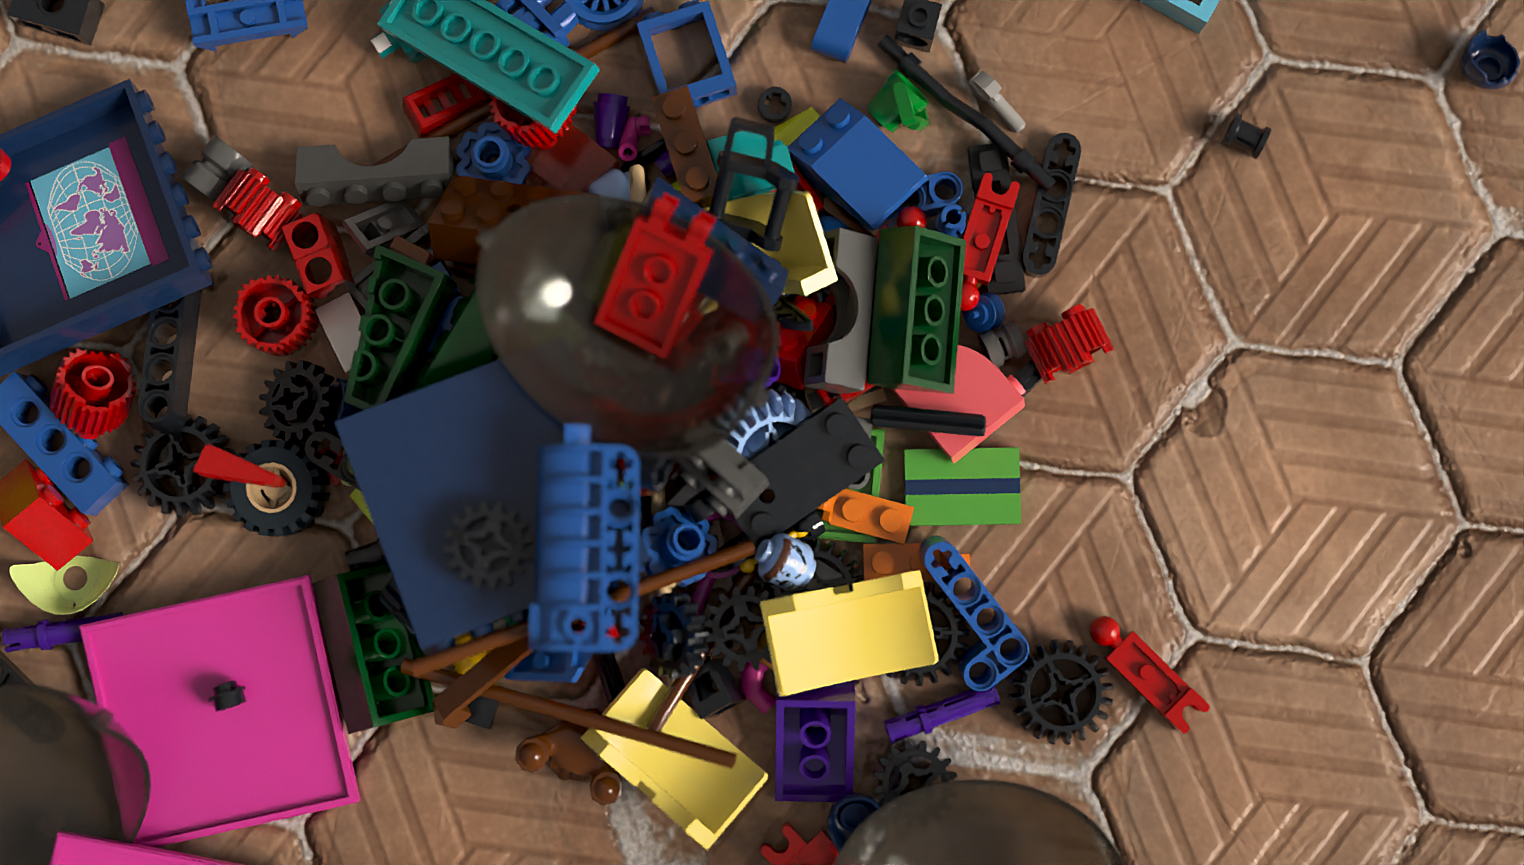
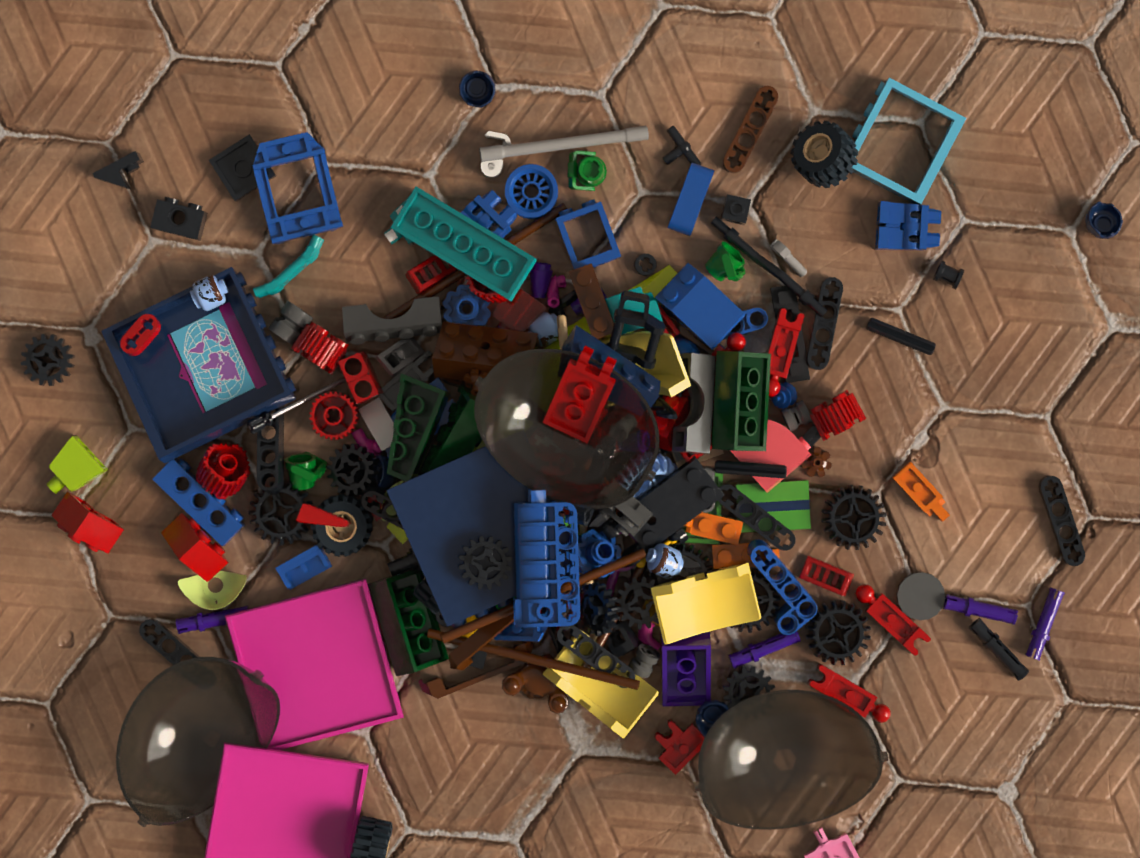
camera: 10 degrees left, 5 degrees up
(86, 112) = (209, 293): none -> light blue head
(146, 317) = (258, 423): none -> piece
(203, 107) = (278, 283): none -> teal piece
(213, 553) = (303, 567): none -> blue hinge
(221, 400) = (302, 470): none -> green piece
(227, 696) = (320, 656): black plate -> none
(317, 355) = (361, 439): none -> dark pink arm
(412, 251) = (420, 374): reddish brown tile -> none
(416, 755) = (437, 687): none -> reddish brown piece
(670, 705) = (595, 654): none -> black beam
(746, 726) = (645, 658): none -> dark grey wheel
(938, 495) = (757, 514): none -> black beam
(951, 221) = (754, 341): blue pin -> none
(1029, 428) = (819, 468): none -> reddish brown plant
(1074, 614) = (814, 580): none -> red slope
(1078, 790) = (850, 694): none -> red plate
(1092, 524) = (852, 505): none -> black gear
(1161, 76) = (894, 214): none -> blue hips
(1169, 229) = (901, 336): none -> black axle
(1193, 638) = (920, 596): none -> dark grey tile
(1198, 472) = (921, 491): none -> orange hinge
(1273, 659) = (976, 608): none -> dark purple pin
(1308, 718) = (994, 644): none -> black pin
(1391, 693) = (1044, 624): none -> dark purple pin
(1413, 529) = (1059, 521): none -> black beam

